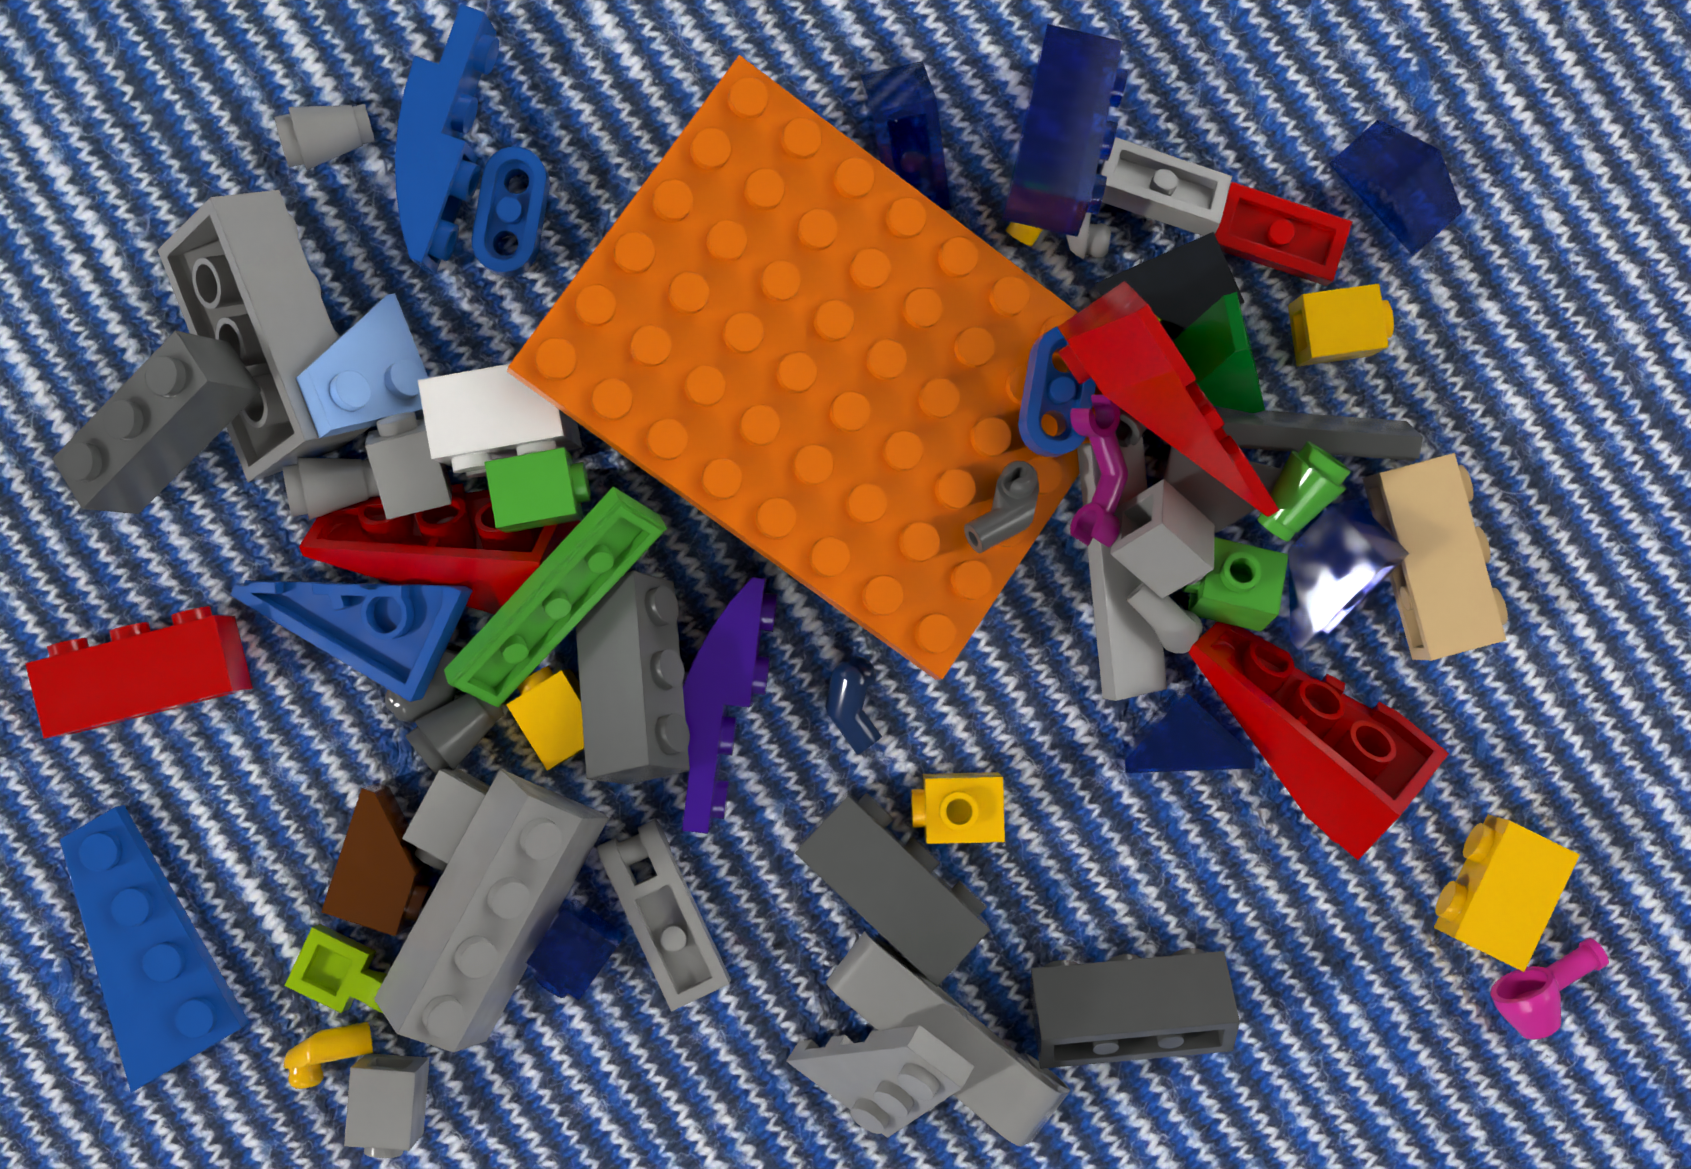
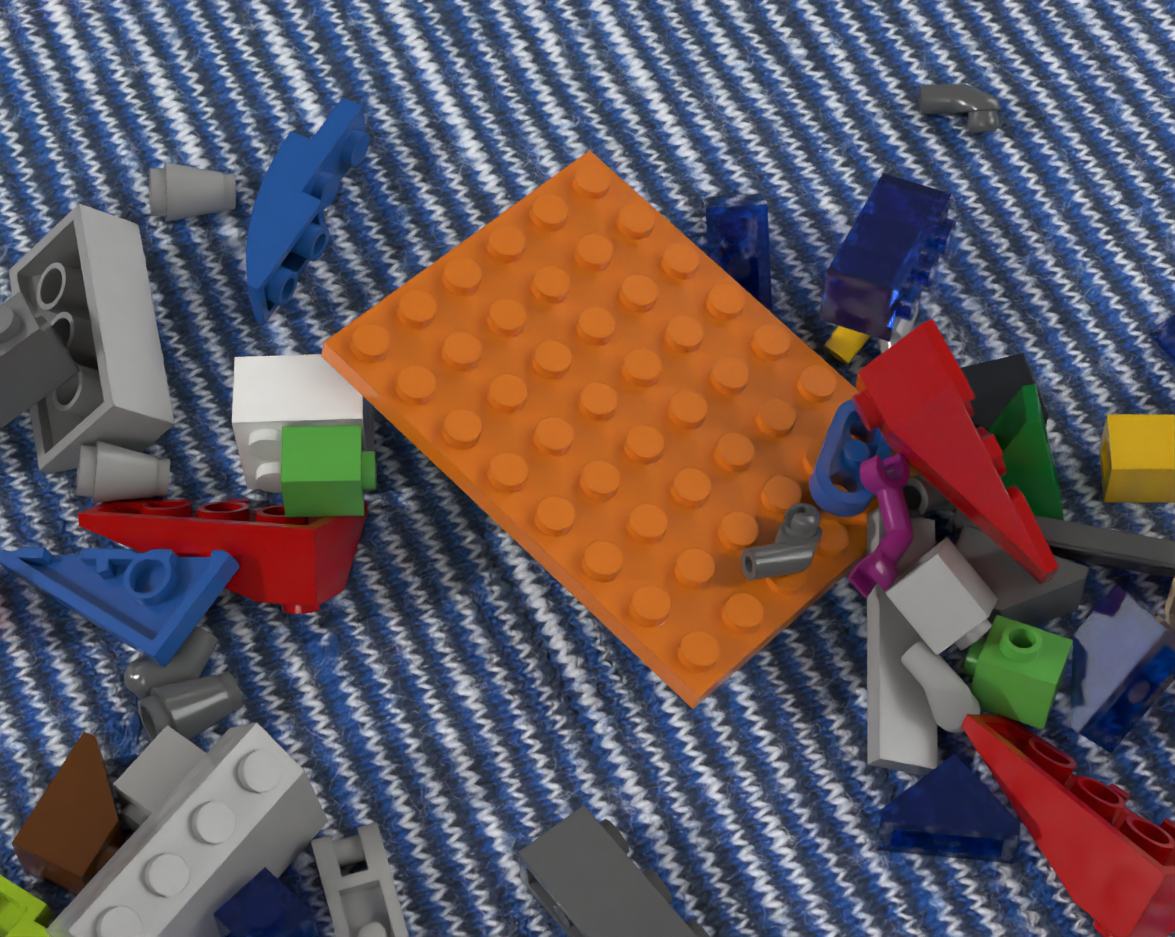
camera: 10 degrees right, 30 degrees down
(365, 373) = (181, 380): light blue wing -> none
(404, 467) = (203, 453): light grey brick -> none
(510, 214) = (344, 277): blue plate -> none
(550, 715) = (298, 706): yellow brick -> none
(555, 598) = (319, 574): bright green tile -> none
(633, 683) = (380, 666): dark grey brick -> none
(722, 675) = (465, 699): dark purple slope -> none
(846, 701) = (595, 742): dark blue arm -> none
(960, 808) = (701, 848): yellow brick -> none
(1165, 187) = (980, 322): light grey plate -> none
(1282, 234) = (1093, 375): red plate -> none
(1304, 489) = (1089, 571): bright green cone -> none

